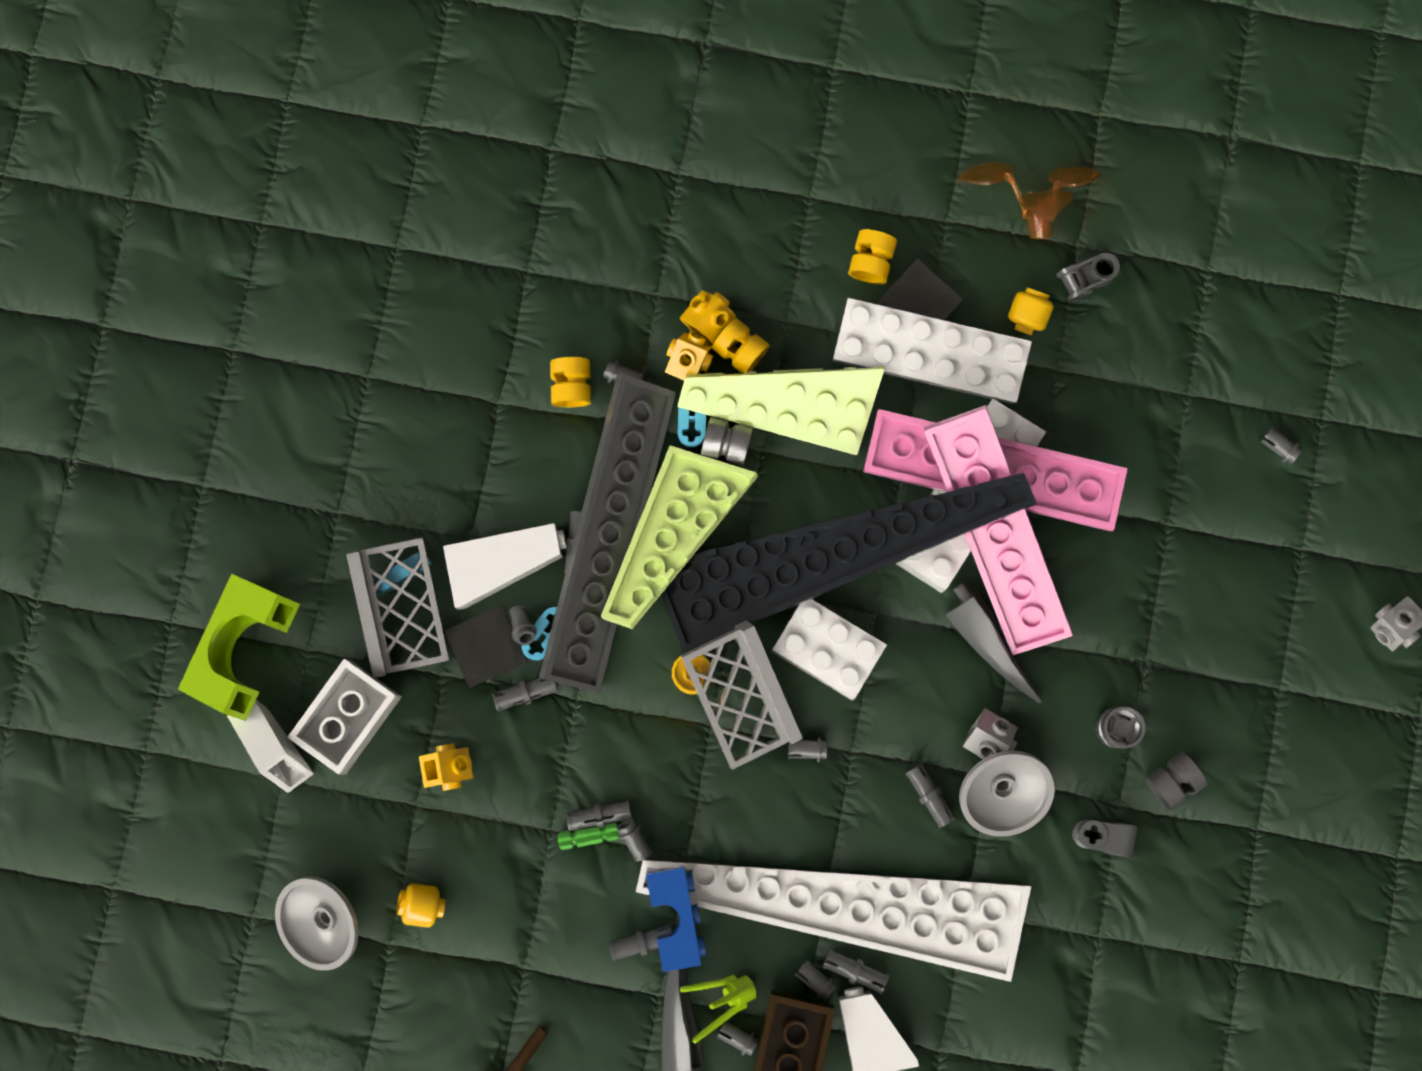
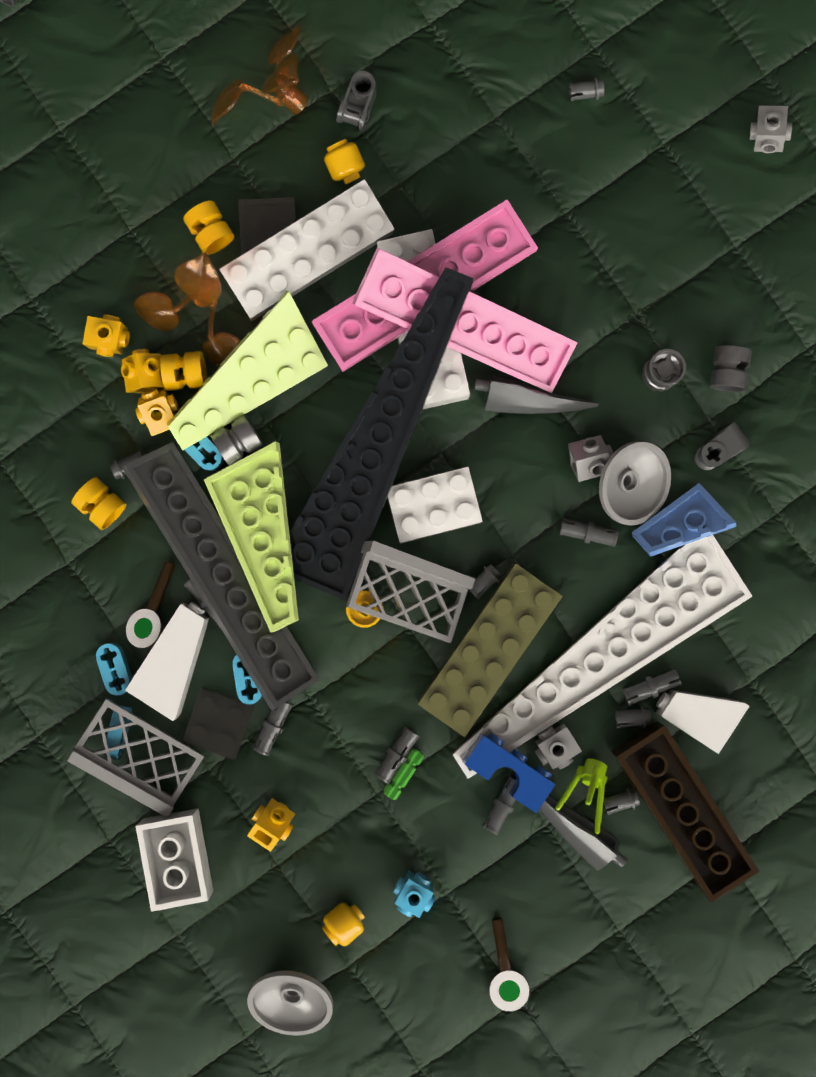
camera: 50 degrees left, 5 degrees up
(210, 671) = (61, 919): lime arch -> none
(271, 749) = (144, 929): white slope -> none
(443, 517) = (107, 670): none -> medium azure beam
(509, 512) = (146, 624): none -> piece
(511, 934) = (413, 884): none -> medium azure brick
(523, 630) = (231, 690): dark grey pin -> none
(630, 833) = (432, 747): dark grey pin -> none
(707, 250) = (106, 335): none -> yellow brick
(740, 948) = (563, 754): none -> light grey brick
(757, 806) = (489, 649): none -> olive brick
(822, 300) = (203, 285): none -> clear orange plant
(1014, 864) = (683, 522): none -> medium blue wing

